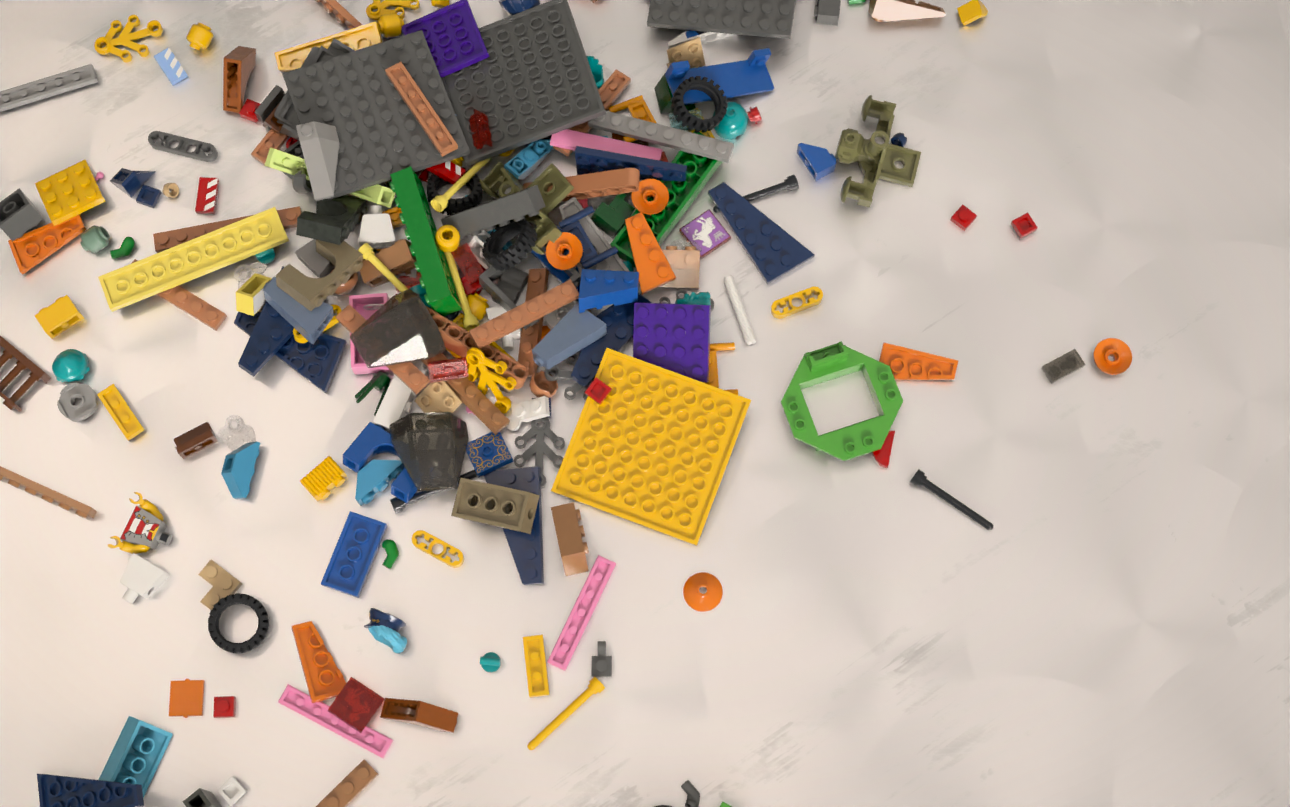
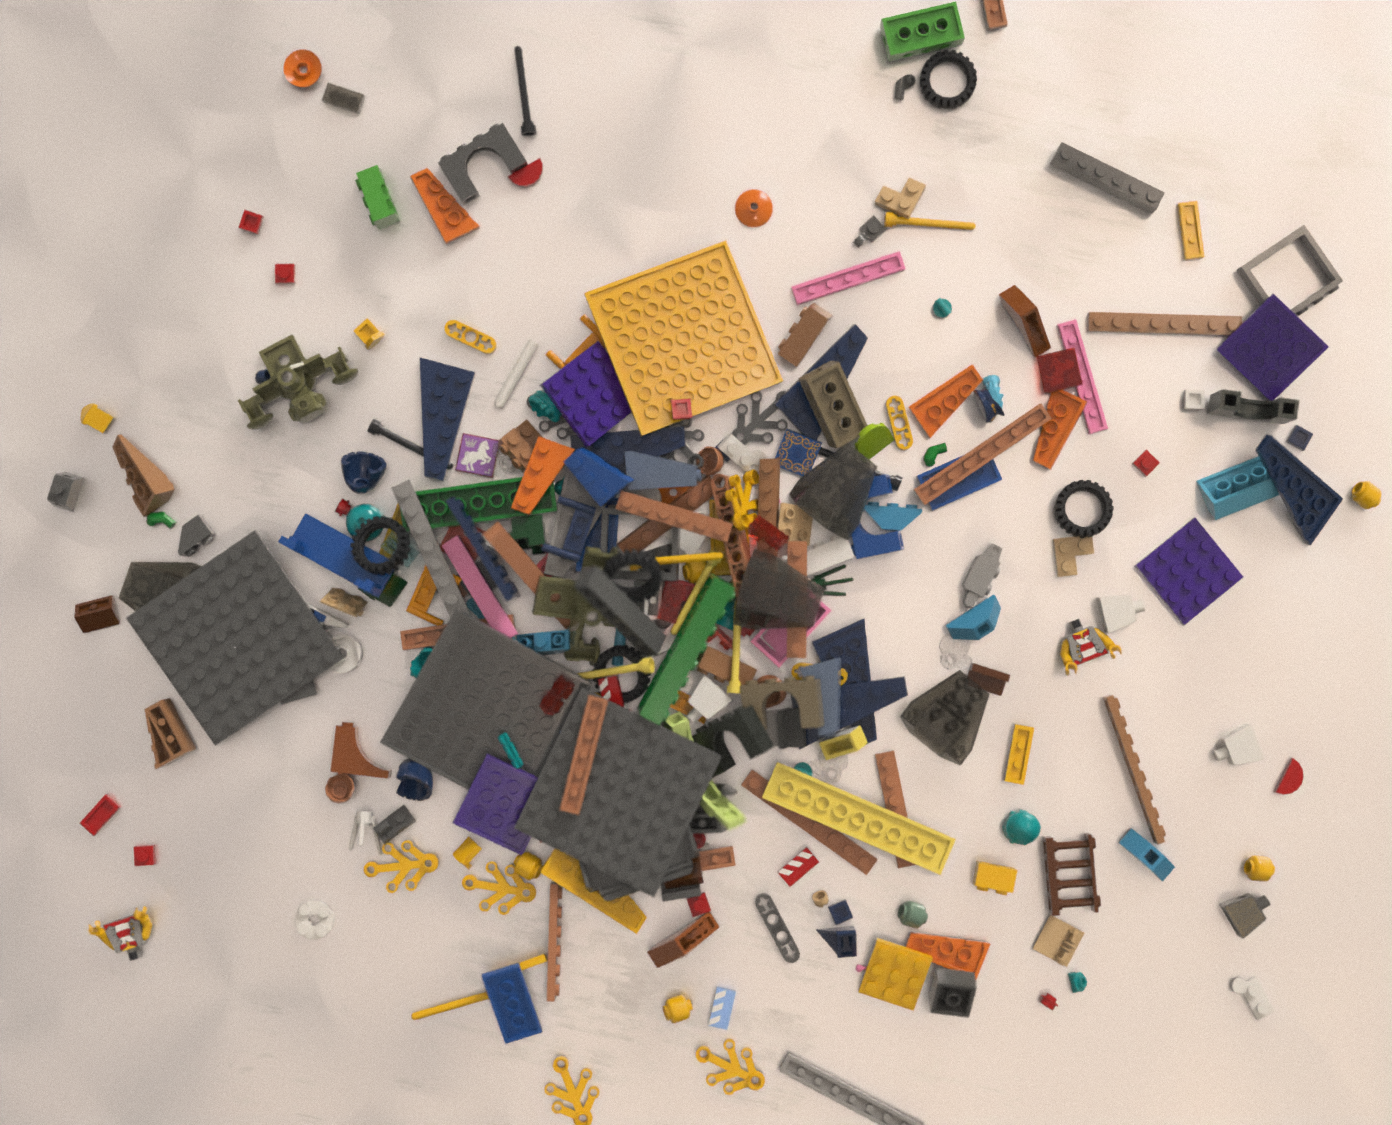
camera: 130 degrees left, 15 degrees up
(67, 399) = (1032, 801): light grey plate -> none
(115, 662) = (1189, 571): none -> dark purple plate
(125, 249) = (896, 884): green arm -> none
(186, 698) = (1164, 496): orange piece -> none
(196, 386) = (948, 716): none -> clear smoke wedge
(269, 502) = (980, 575): none -> light grey hinge
(302, 263) = (790, 729): none -> dark grey panel
(320, 152) = (694, 792): light grey wedge -> none
(323, 479) = (927, 553): yellow brick -> none
(352, 584) = (982, 454): none -> nougat plate
(421, 593) = (943, 401): none -> orange wing
(442, 513) = (873, 439): none -> lime tile
(447, 238) = (671, 625): yellow head -> none
(475, 72) = (510, 750): none -> teal axle
(491, 289) = (684, 559): none -> yellow piece
(536, 666) = (915, 273): yellow plate -> none
(555, 251) = (605, 530): orange dish -> none
(598, 710) = (903, 202): none -> tan plate
(650, 40) = (353, 655): none -> white plate
(650, 188) = (486, 504): orange dish -> none
(768, 145) = (362, 471): none -> dark blue hair
(817, 160) = (339, 423): blue slope -> none
(830, 364) = (539, 196): bright green hinge -> none
(865, 236) = (369, 334): none -> yellow tile
(935, 399) = (495, 140): none -> dark grey arch
(962, 324) = (377, 197): none -> bright green wedge

